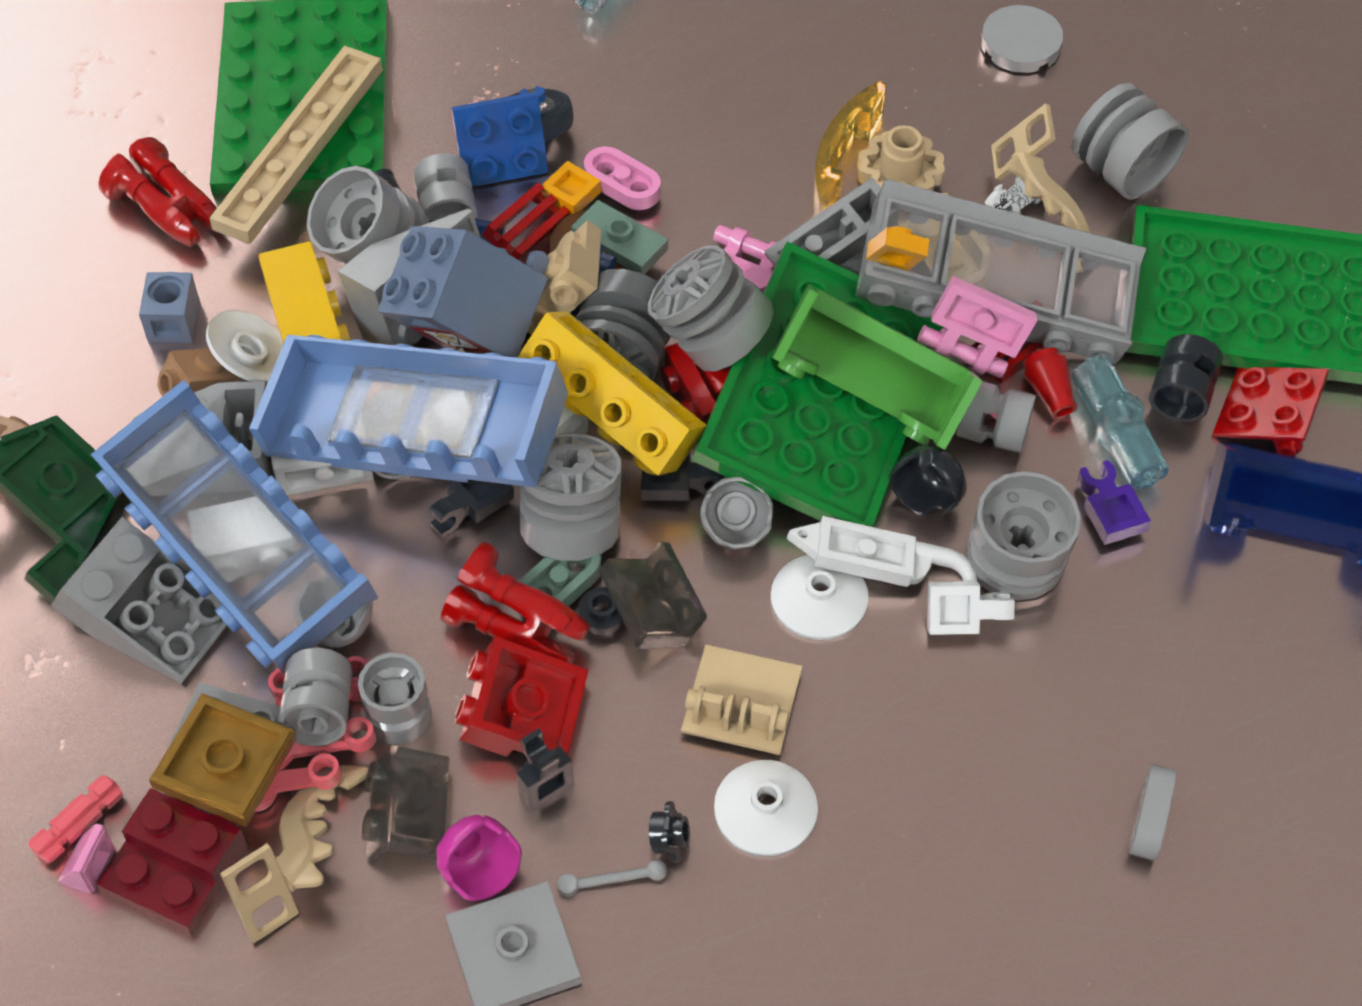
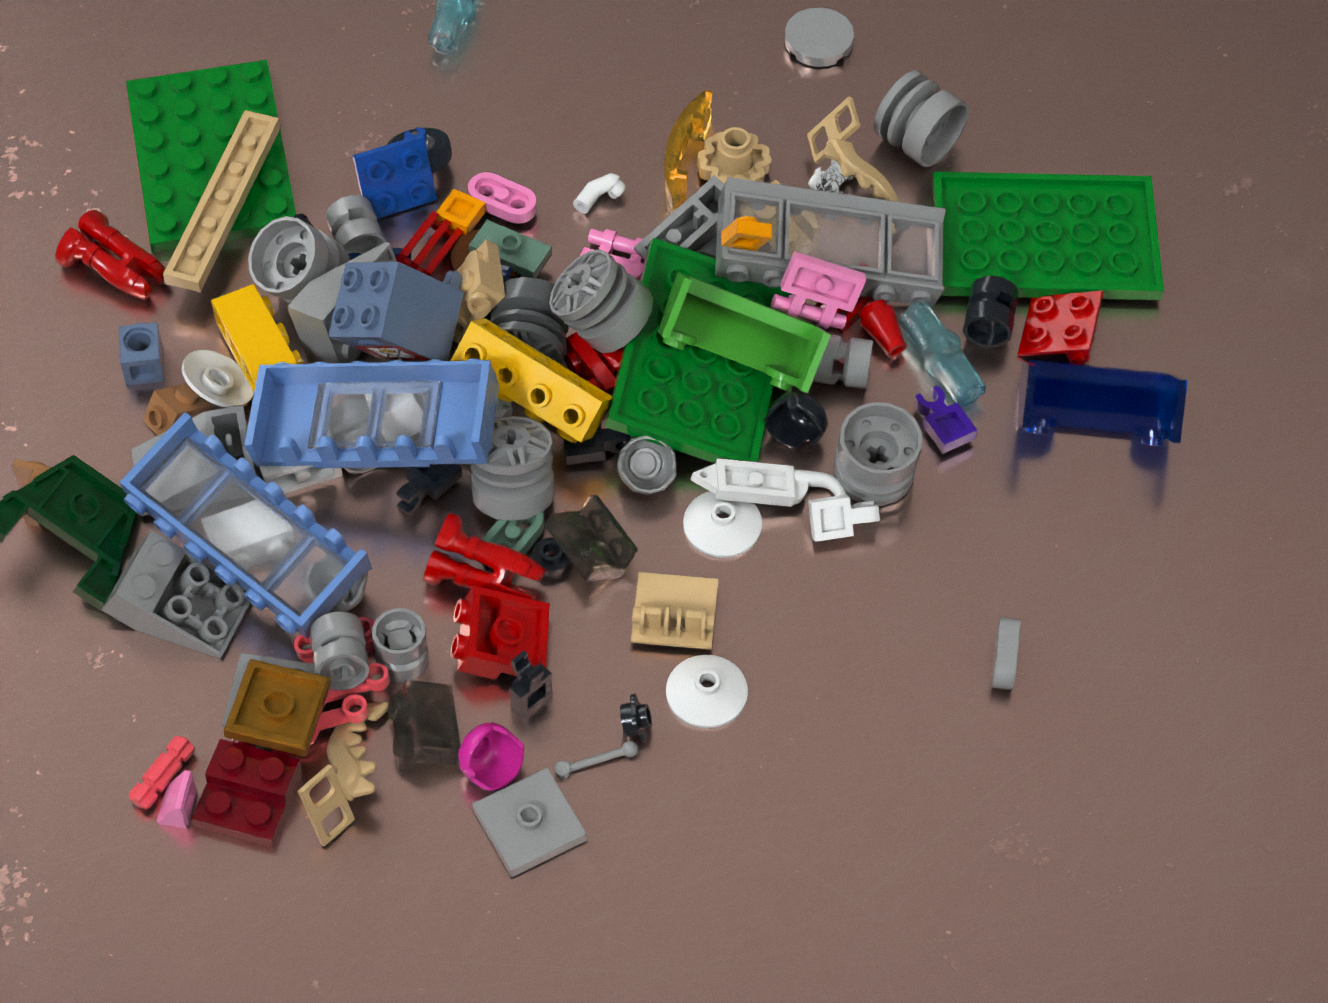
camera: 10 degrees left, 0 degrees up
(734, 179) = (594, 189): none -> white arm

